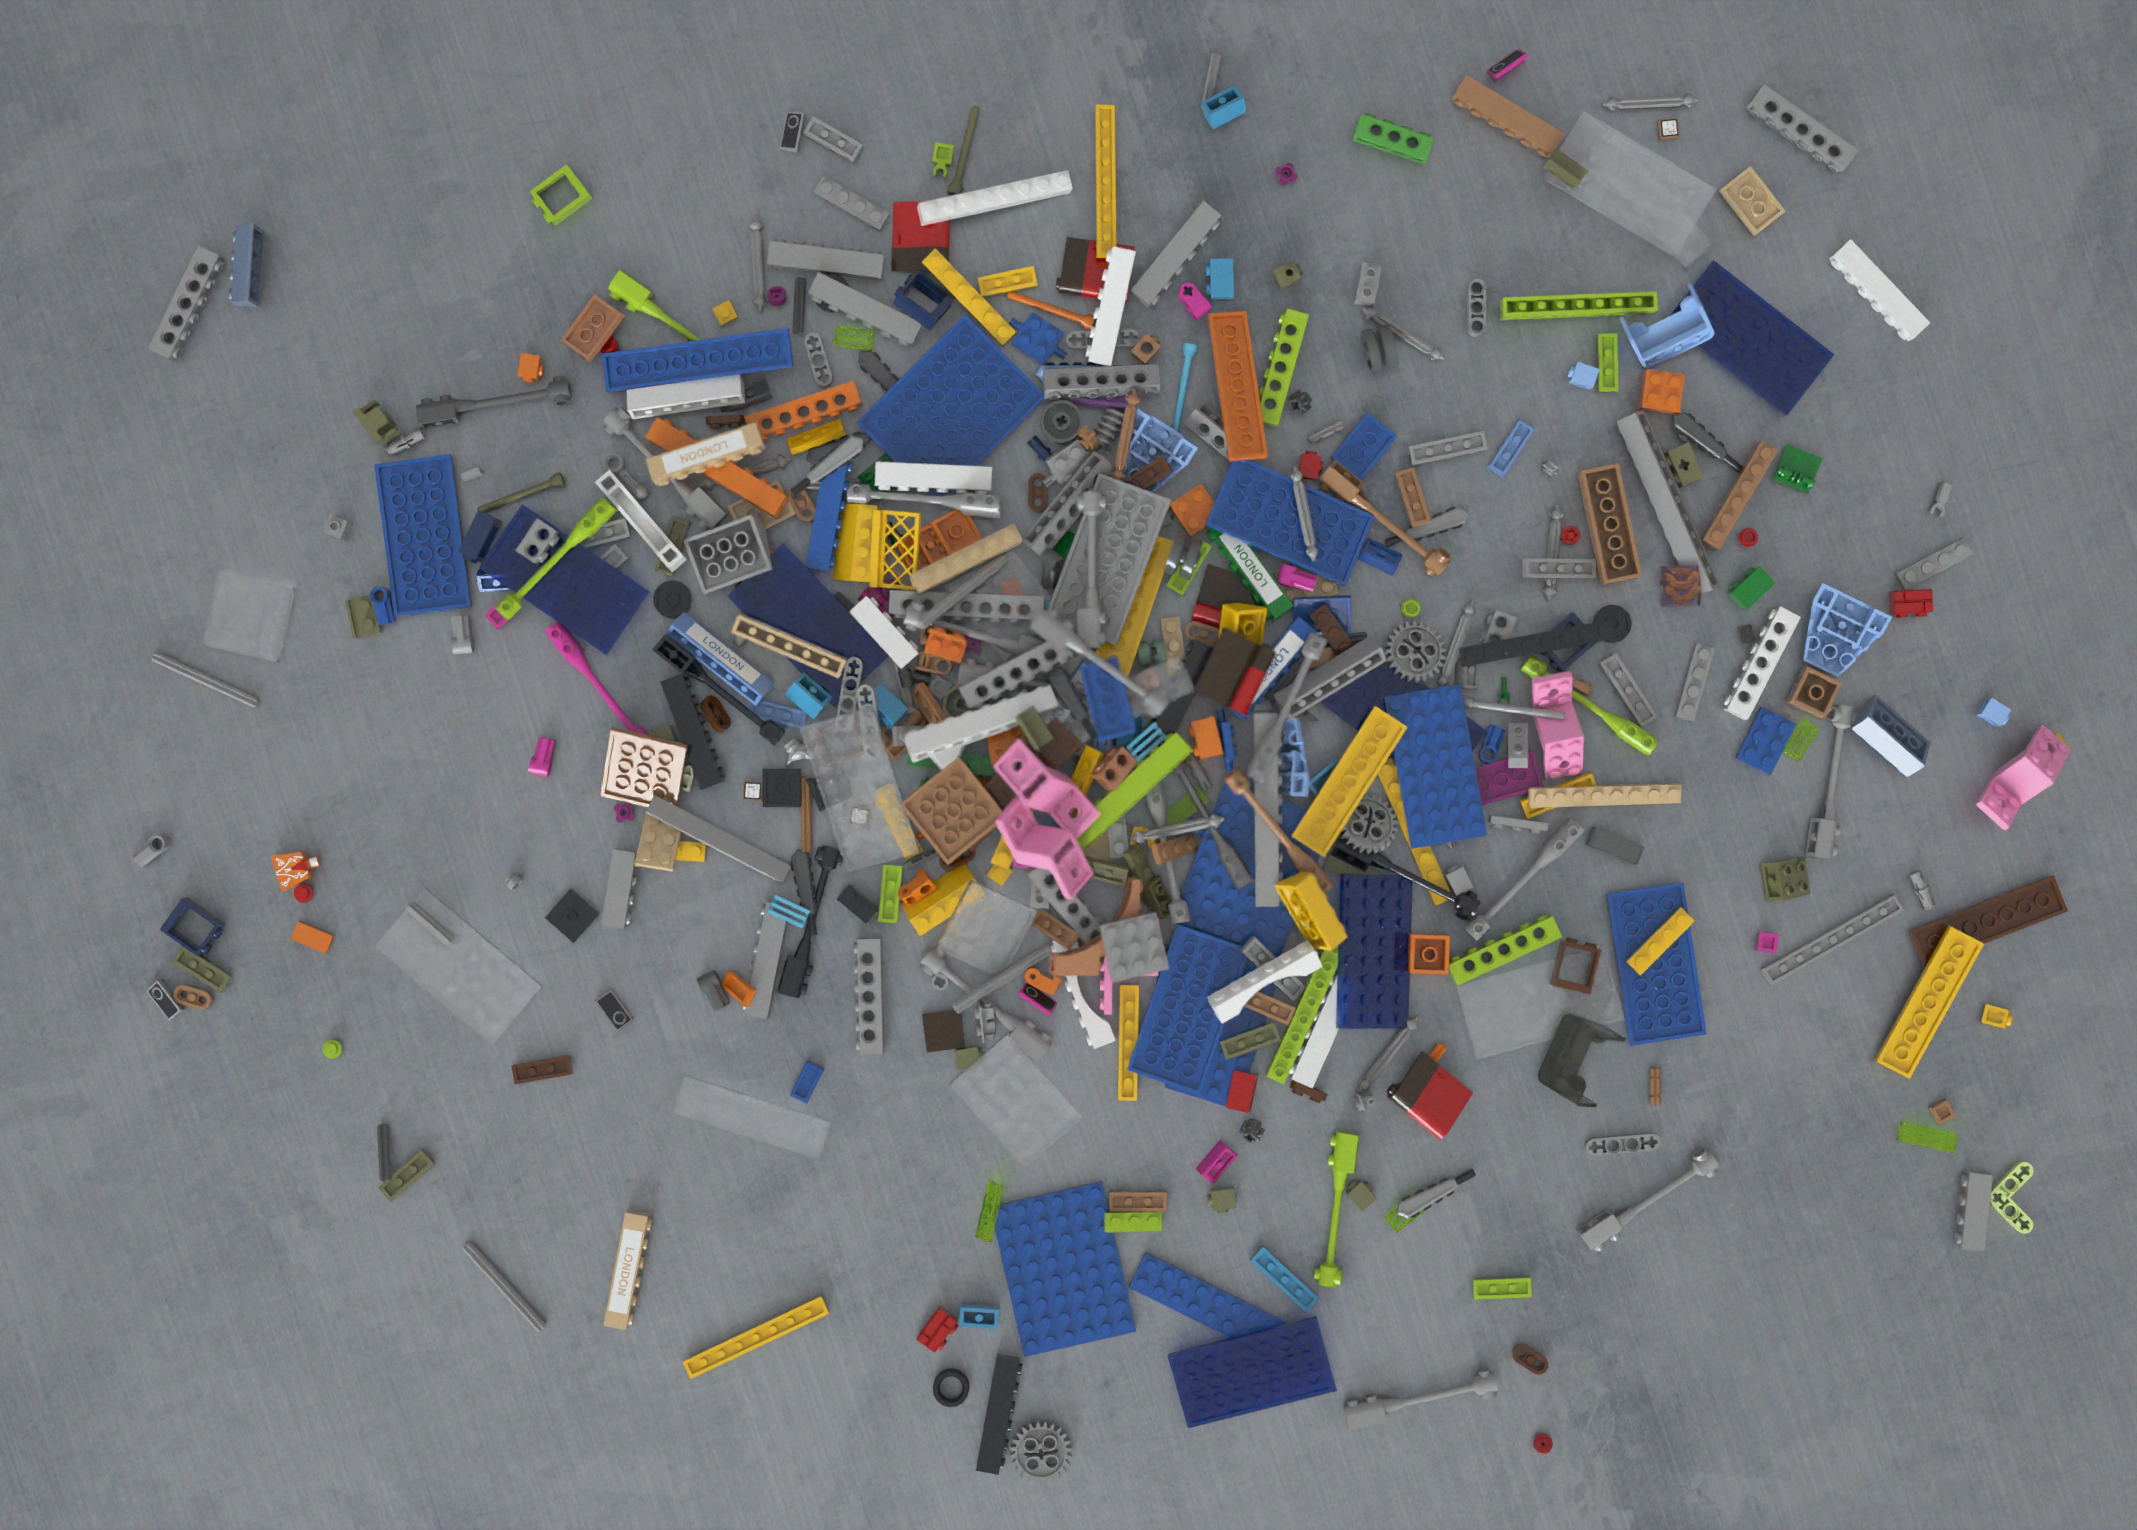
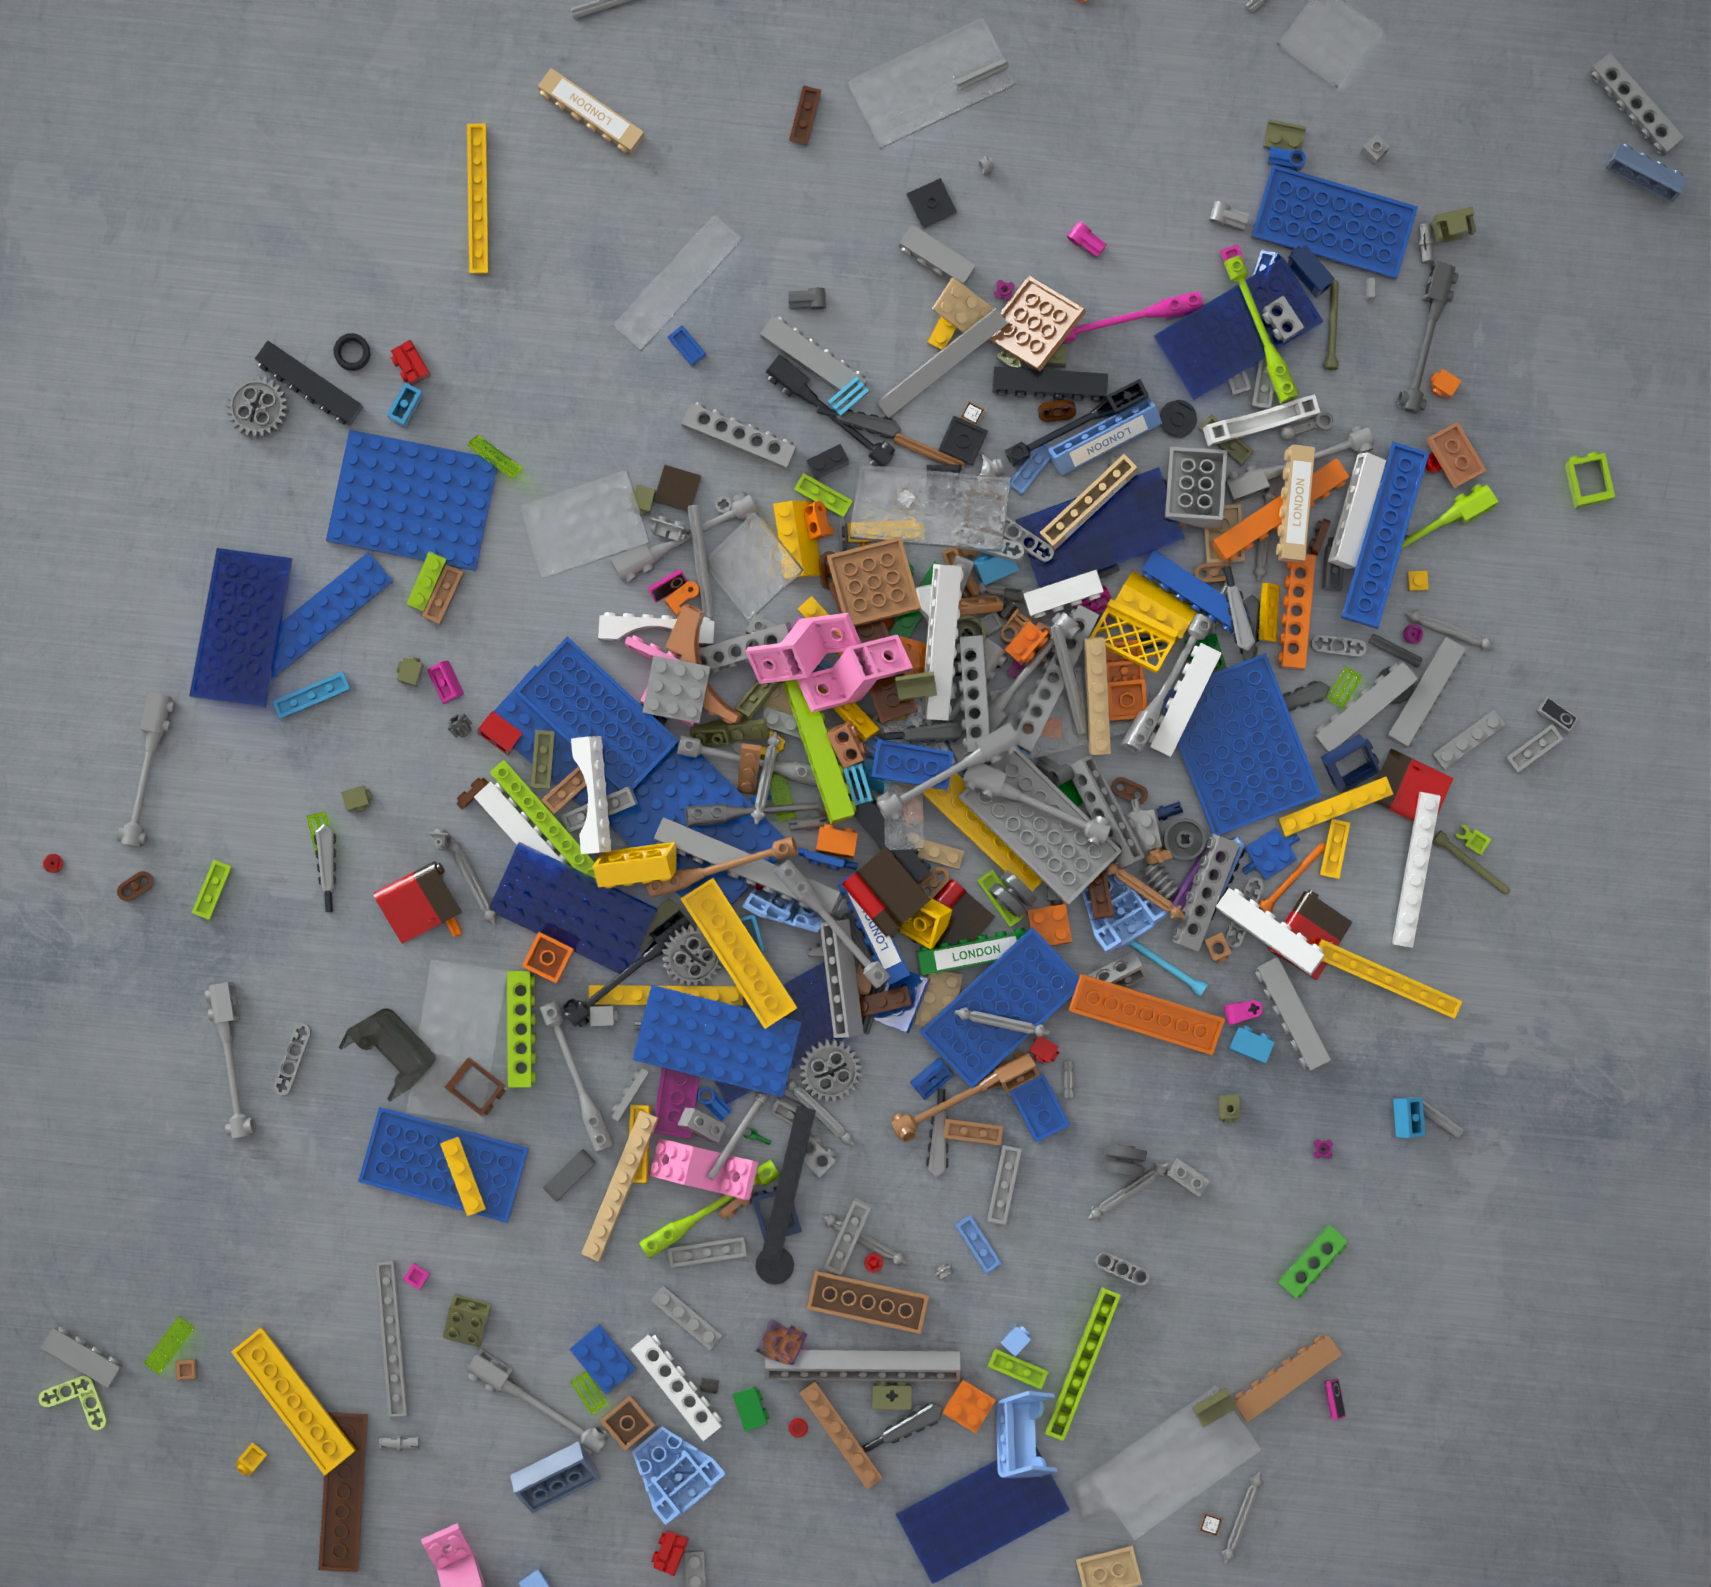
camera: 105 degrees right, 5 degrees down
(613, 1010) = (829, 202): slope -> none
(738, 988) = (799, 321): orange tile -> none
(808, 695) = (1036, 501): dark azure brick -> none
(999, 874) = (795, 601): yellow plate -> none
(1055, 929) = (724, 627): medium nougat plate -> none
(1127, 1039) = (596, 651): yellow plate -> none
(1144, 652) = (940, 822): sand green wheel -> none
(1292, 577) = (948, 986): dark pink piece -> none
(1298, 321) = (1180, 1099): lime brick -> none
(1300, 402) = (1106, 1066): dark grey gear -> none
(1342, 1163) = (392, 795): lime bar -> none
(1410, 608) = (872, 1085): lime plate -> none
(1655, 1086) = (331, 1113): medium nougat axle -> none
(1797, 469) = (841, 1502): green hinge -> none

